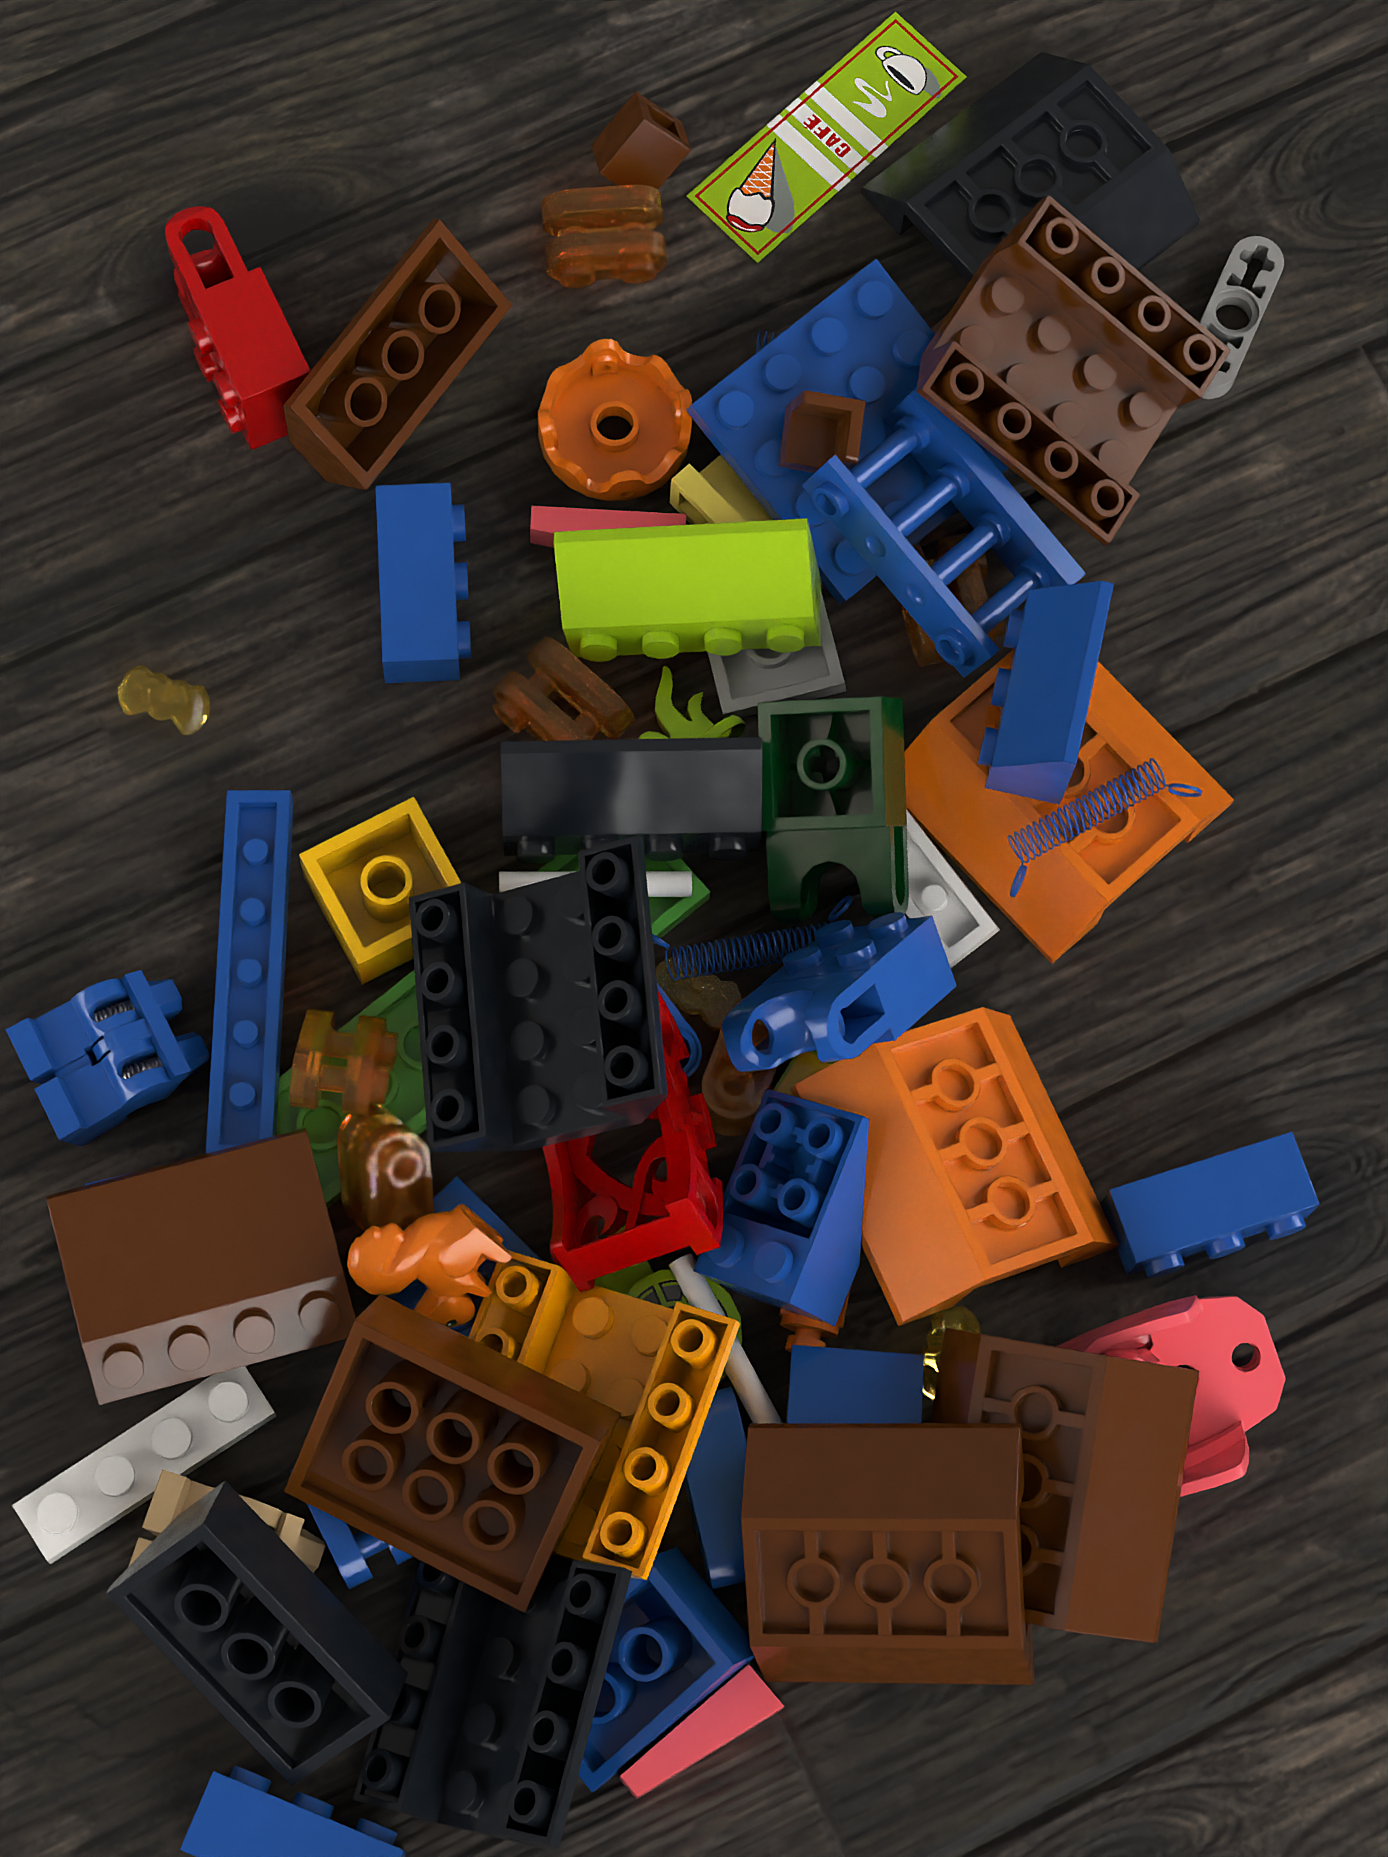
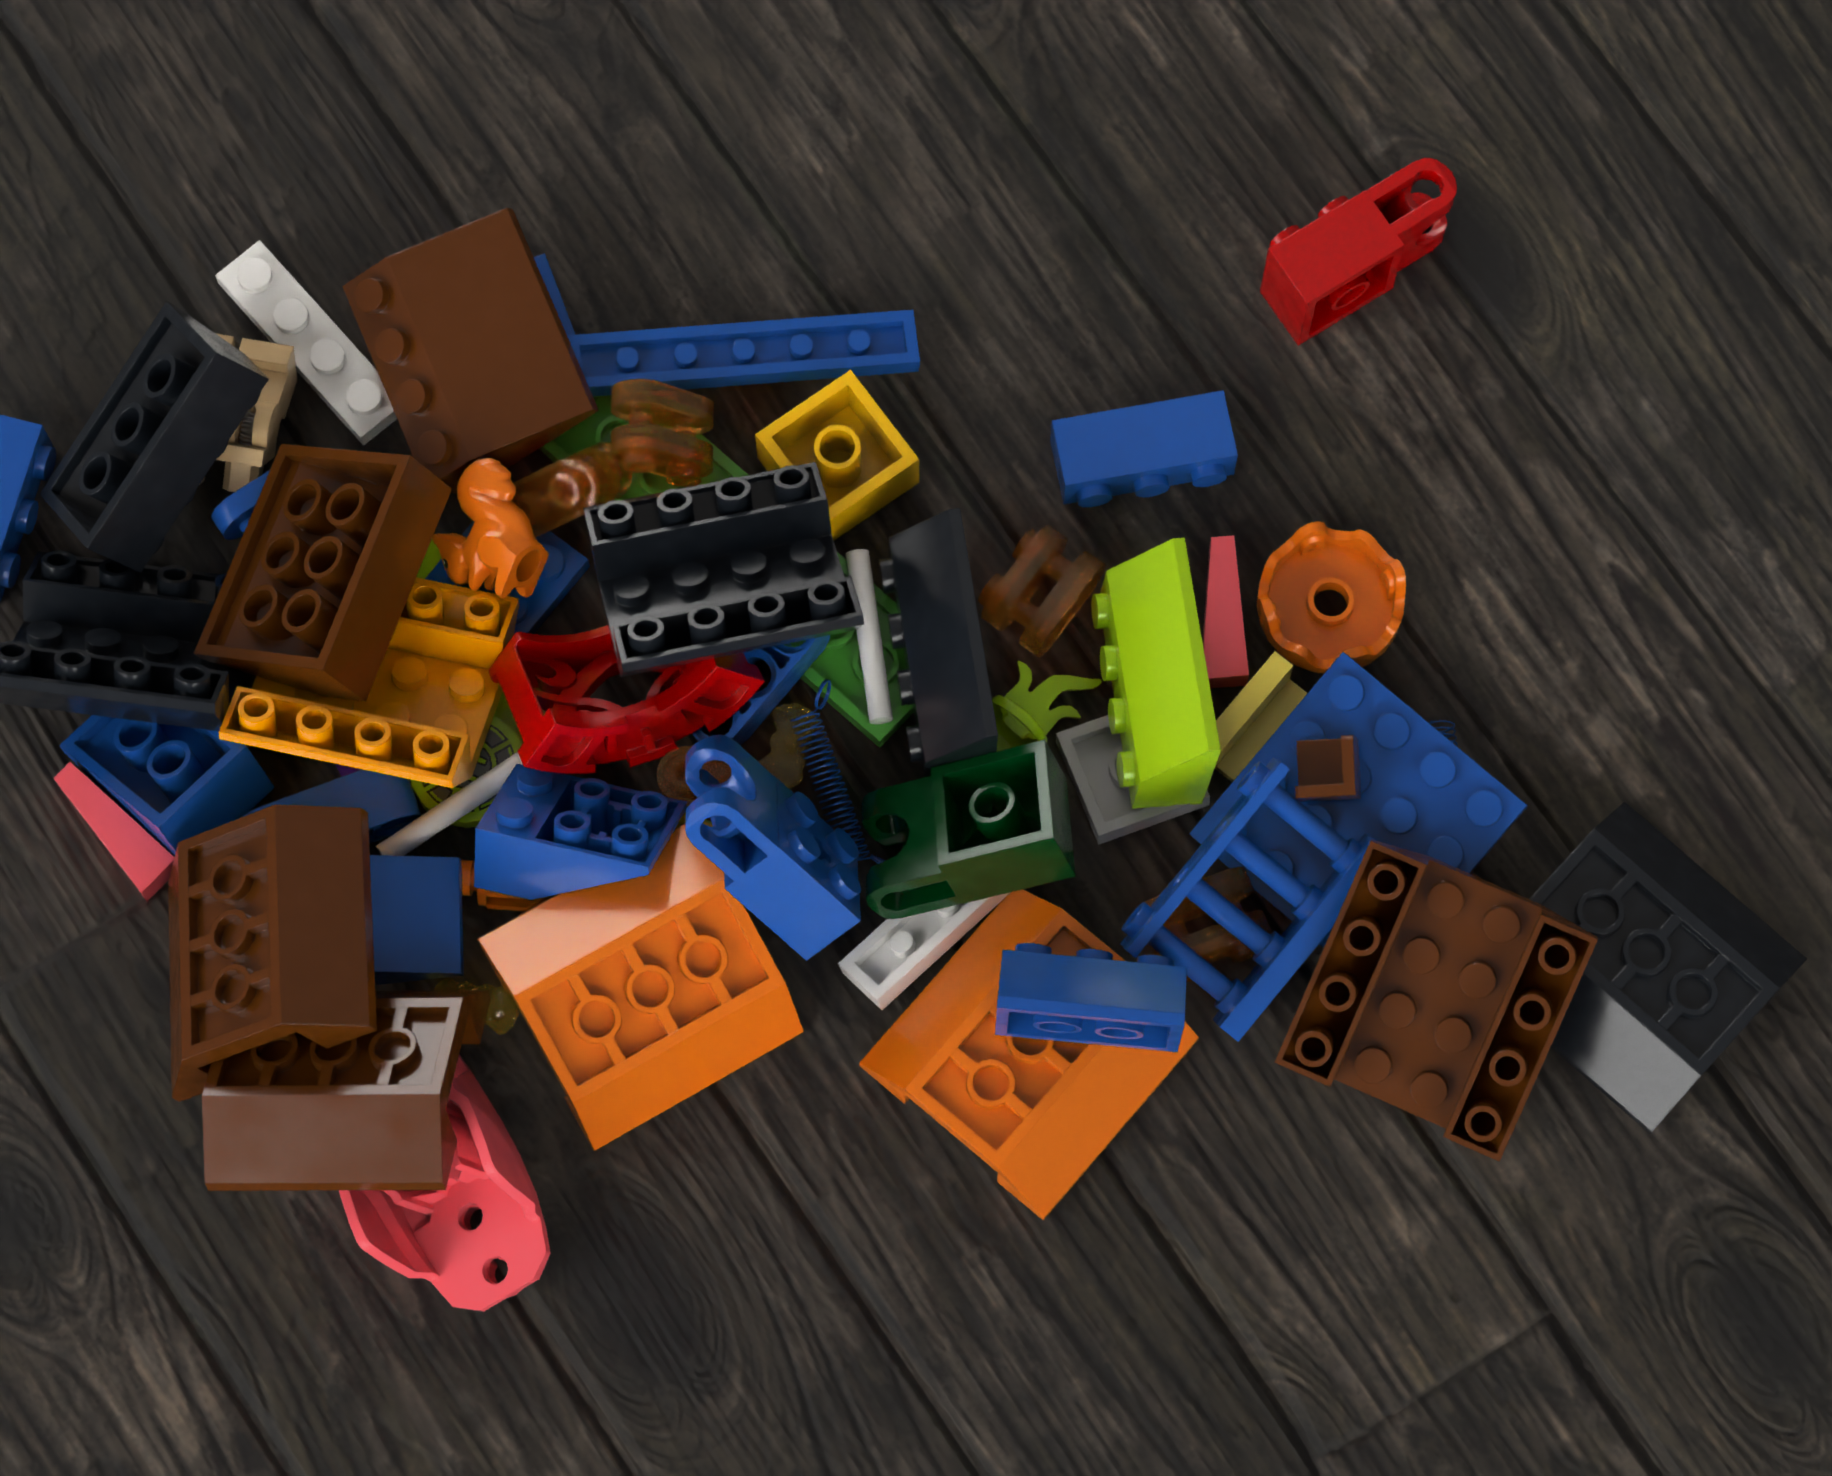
camera: 90 degrees right, 0 degrees up
(125, 1031) = (655, 247): blue hips -> none
(164, 699) = (999, 249): clear yellow piece -> none
(394, 360) = (1350, 386): reddish brown slope -> none
(604, 234) = (1509, 595): clear orange brick -> none
(641, 144) = (1626, 589): reddish brown panel -> none
(826, 137) = (1682, 769): sticker -> none
(1013, 891) = (918, 1002): blue piece -> none
(1210, 1206) = (636, 1228): blue brick -> none
(1252, 302) = (1593, 1203): light grey beam -> none

